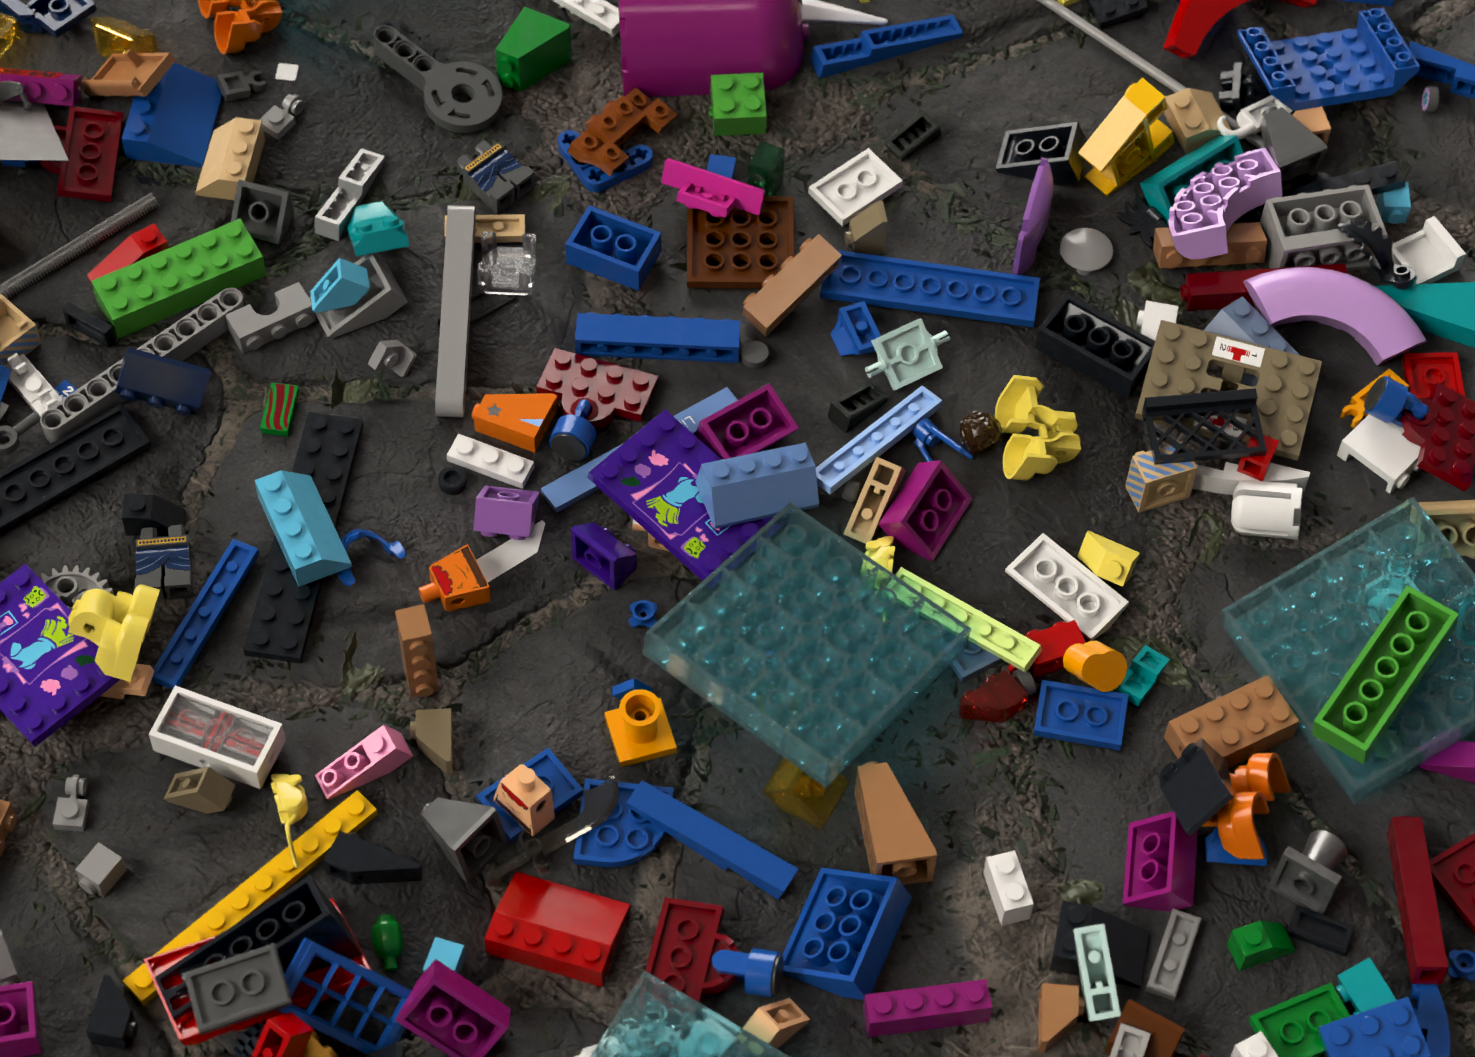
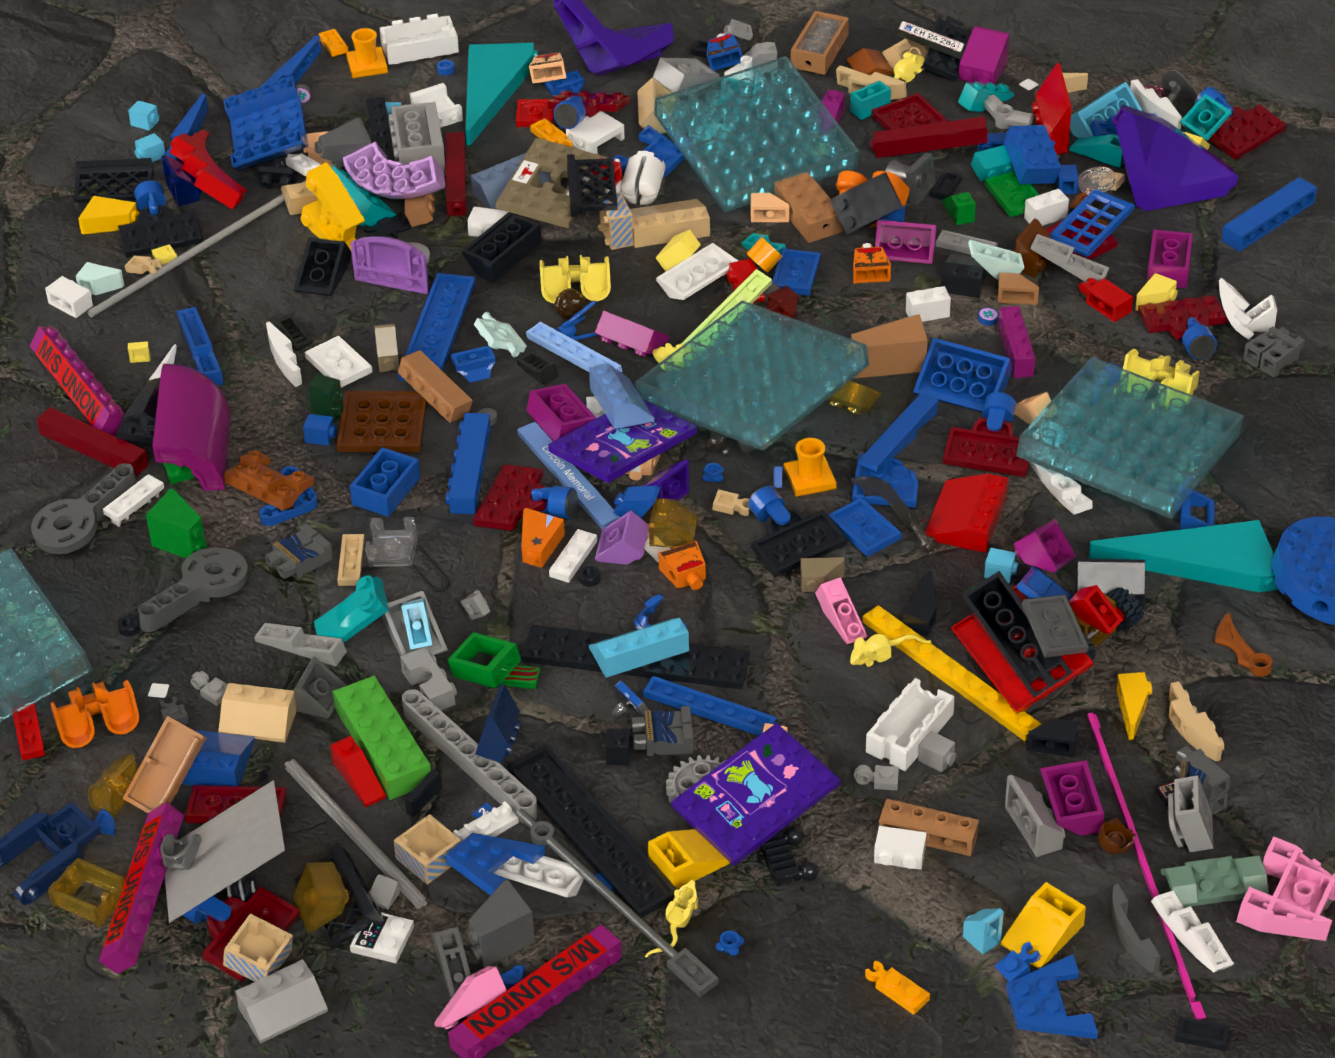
camera: 85 degrees left, 15 degrees down
(83, 47) = (105, 822): none -> blue tile
(115, 625) = (724, 729): light yellow piece -> none
(144, 836) = (908, 724): none -> white piece
(200, 790) = (866, 700): dark tan slope -> none
(217, 737) = (824, 687): brick -> none
(225, 528) = (629, 699): none -> piece
(285, 388) = (491, 675): none -> green window
(417, 651) = (765, 559): medium nougat brick -> none
(455, 311) = (435, 568): light grey beam -> none
(466, 833) = (901, 553): dark grey slope -> none
(507, 706) = (790, 533): none -> black plate
(521, 795) = (877, 512): light nougat torso -> none
(535, 565) = (671, 524): none -> clear yellow slope
(563, 513) = (636, 499): none -> blue slope
(579, 631) = (729, 502): none -> tan plate
(711, 191) = (340, 426): dark pink bracket -> none
(738, 104) = (251, 417): bright green brick -> none
(870, 124) = (283, 354): none -> white slope
(874, 500) = (620, 351): tan slope -> none
(999, 977) = (988, 316): none -> tile
(1103, 812) = (871, 265): none -> orange torso
(1188, 547) = (662, 222): none -> tan slope
(1227, 670) = (768, 208): none -> light nougat slope
(1321, 521) = (661, 147): none -> blue wing
(1336, 301) = (478, 136): lavender brick -> none
(1380, 253) = (459, 110): black plant -> none
(1385, 674) = (788, 118): bright green brick -> none

